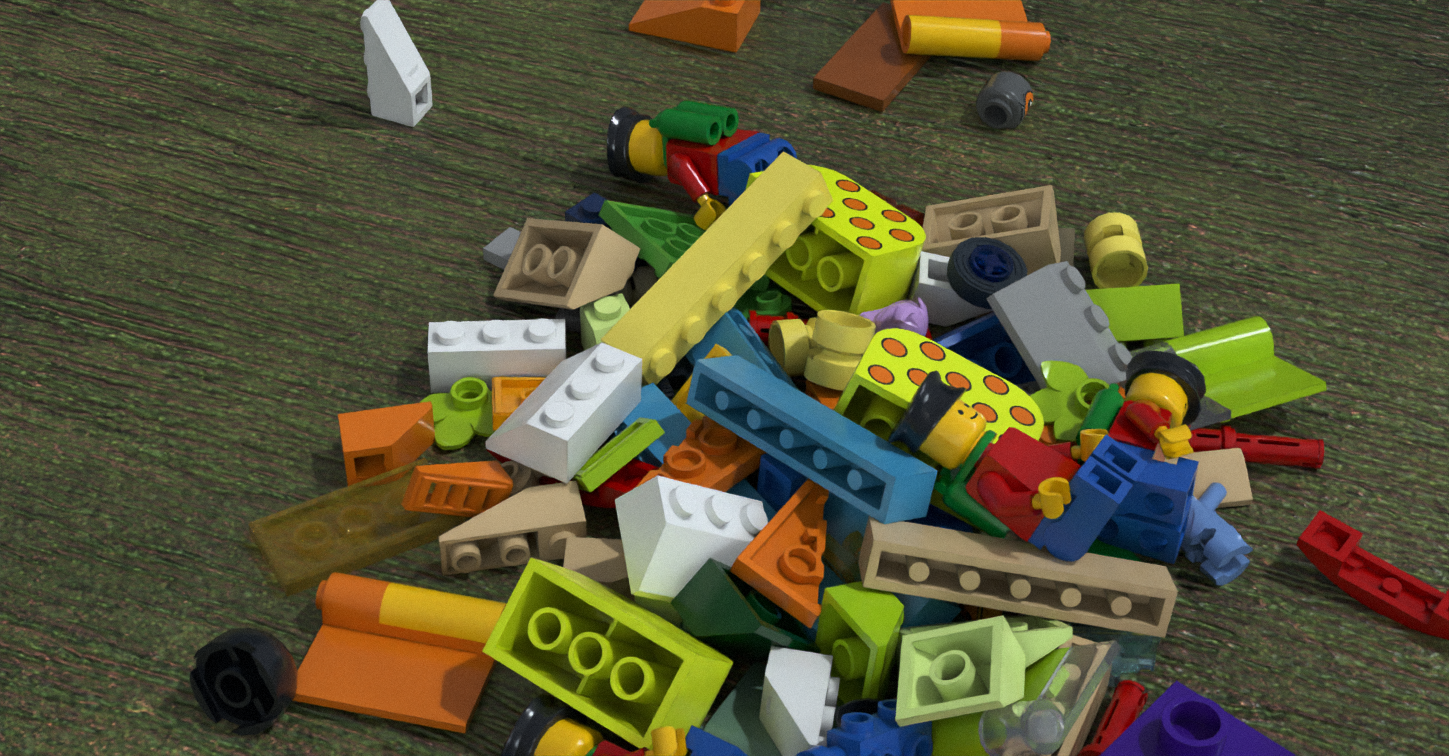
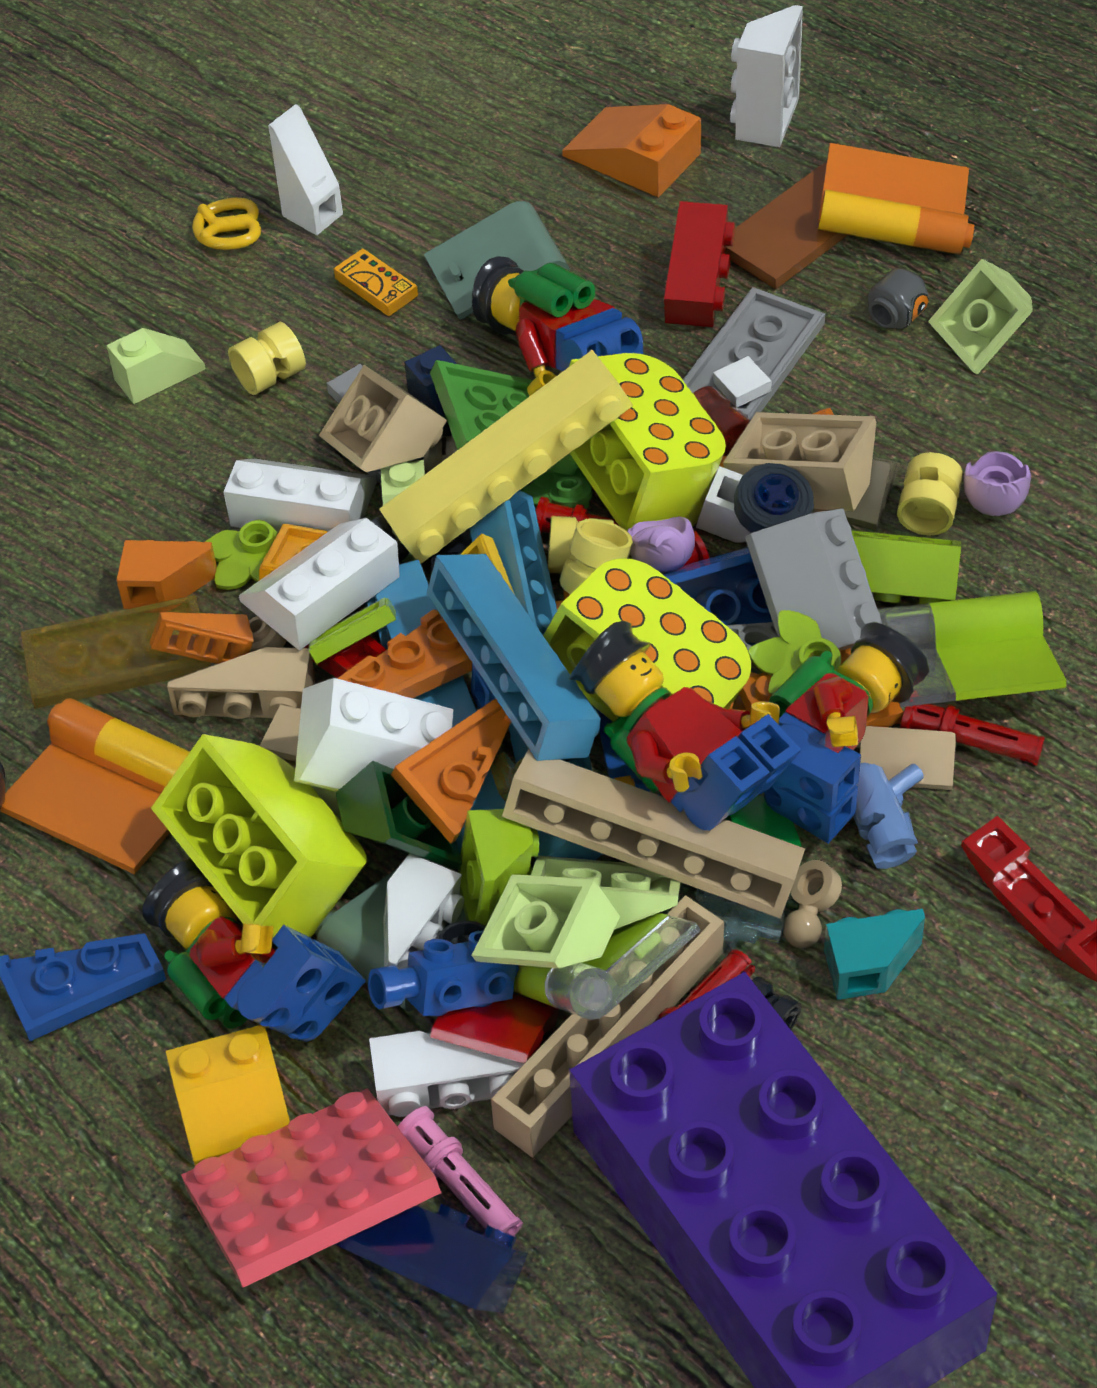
camera: 20 degrees right, 10 degrees up
(291, 257) = (151, 362): none -> yellowish green slope
(309, 130) = (217, 225): none -> yellow piece
(415, 233) = (270, 356): none -> light yellow wheel
(493, 156) = (375, 282): none -> light orange tile
(588, 115) = (509, 233): none -> sand green door
(809, 95) = (698, 264): none -> red brick
(893, 155) = (766, 330): none -> light grey tile
(896, 184) = (742, 381): none -> white tile
(1090, 101) = (982, 314): none -> yellowish green slope
(1171, 236) = (996, 483): none -> lavender hair
(1176, 650) = (803, 926): none -> tan plate
(1249, 658) = (871, 951): none -> teal slope

